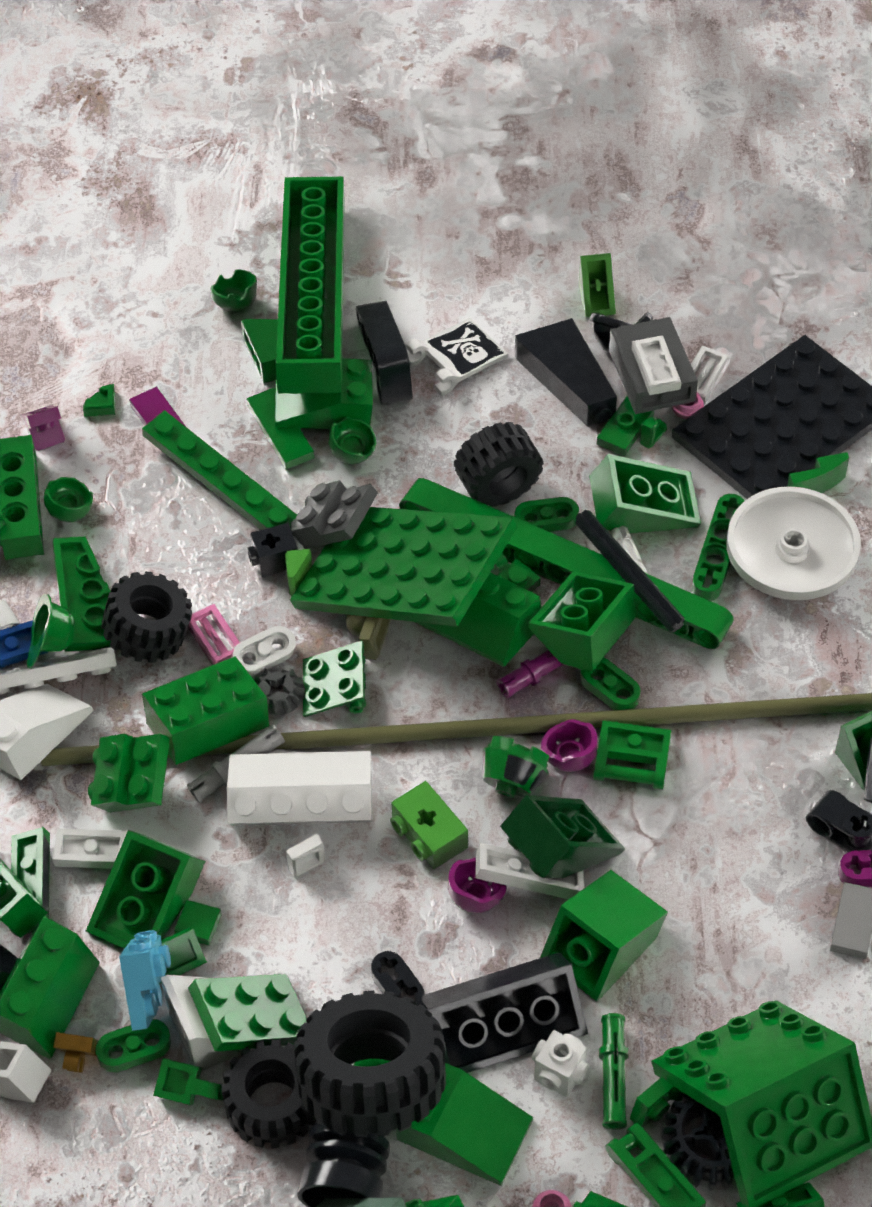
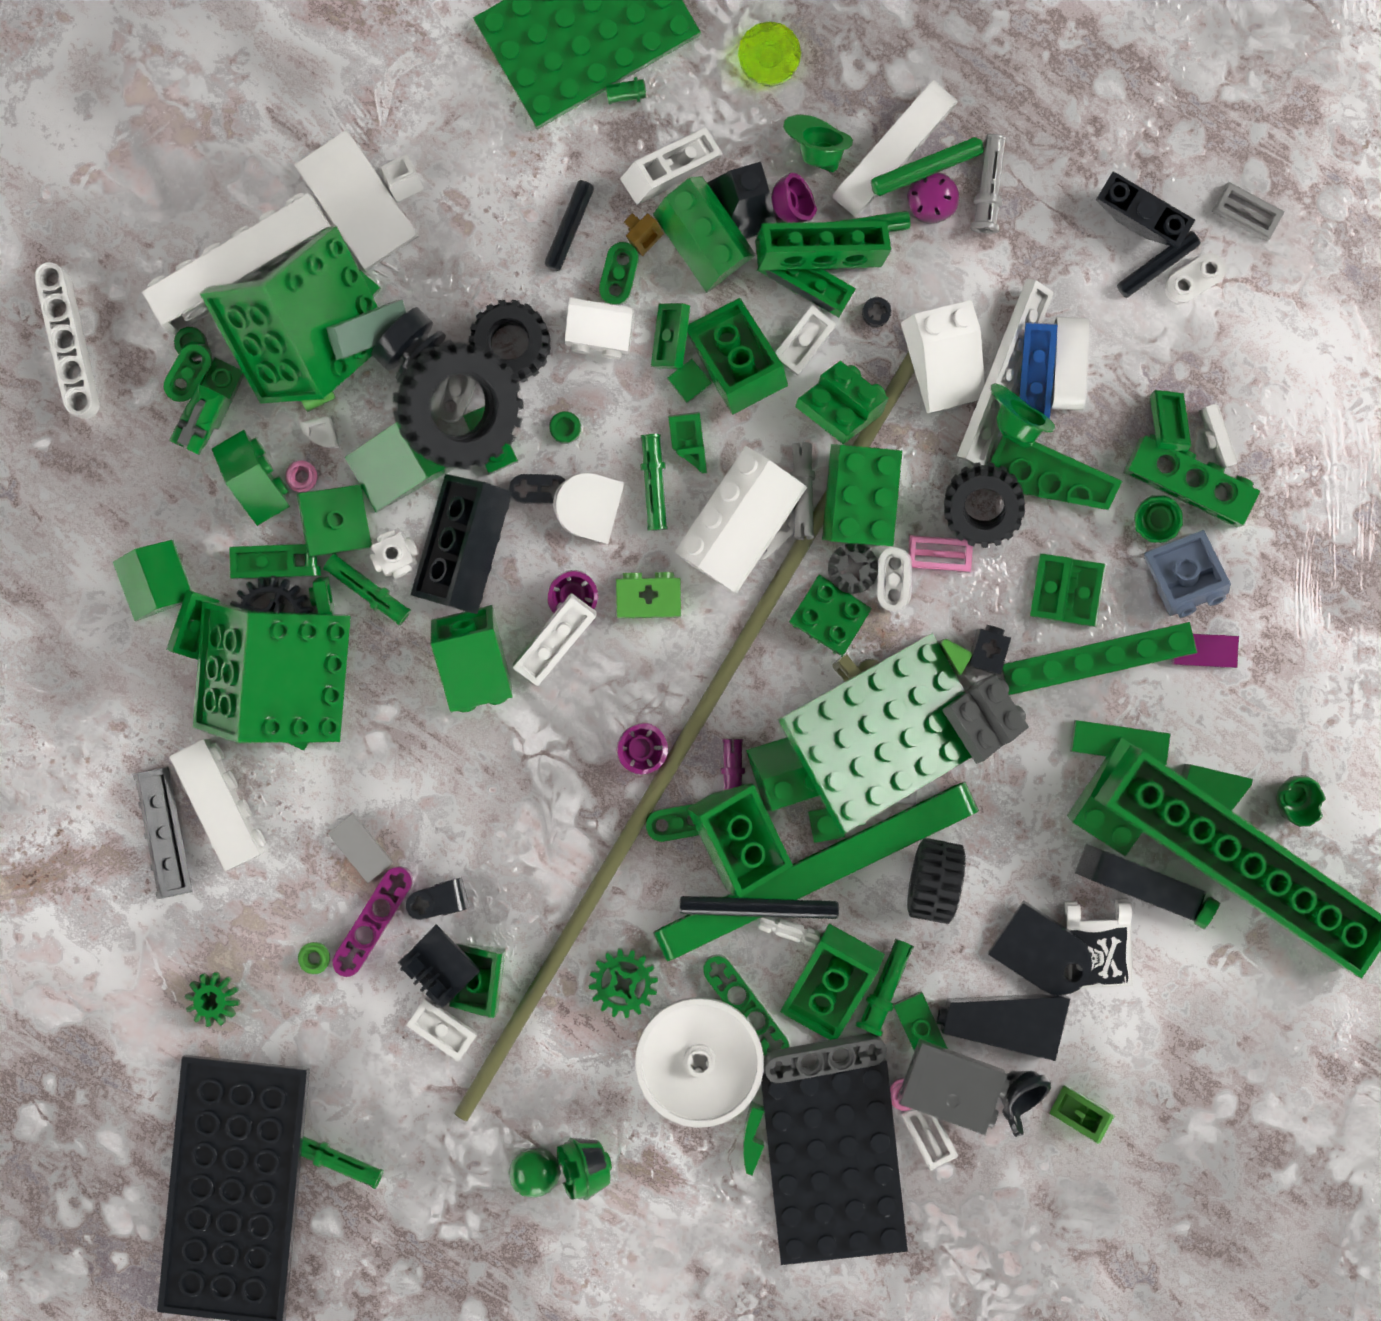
camera: 125 degrees right, 35 degrees up
(17, 818) = (884, 317): none -> black bush
(44, 427) = (1262, 548): magenta slope -> none
(101, 403) = (1255, 613): green tile -> none
(101, 454) = (1188, 574): none -> sand blue plate
(112, 1124) = (569, 225): none -> black axle
(142, 967) = (651, 302): medium azure plate -> none
(177, 530) = (1068, 590): none -> green slope
(182, 1082) = (561, 287): green plate -> none
(248, 1010) = (577, 364): plate -> none
(254, 891) = (688, 438): none -> green slope
(284, 913) = (654, 482): none -> green pin
(305, 855) = (685, 492): white tile -> none
(318, 994) = (565, 427): none -> green tile
(352, 441) = (1057, 788): green hair -> none
(371, 295) = (1207, 912): none -> green tile
(381, 927) = (588, 505): none -> white tile
(493, 384) = (1040, 951): none -> black tile
(513, 767) = (648, 690): green cone -> none
(545, 513) = (872, 892): green plate -> none
(559, 835) = (563, 682): dark green slope -> none
(571, 1143) = (334, 520): none -> green plate
(577, 469) = (880, 1001): none -> green pin
(632, 744) = (611, 800): green plate -> none
(651, 431) = (896, 1044): green tile -> none
(656, 365) = (934, 1077): white plate -> none
(708, 466) = (824, 1052): none -> dark grey beam
(780, 639) = (636, 976): none -> green gear

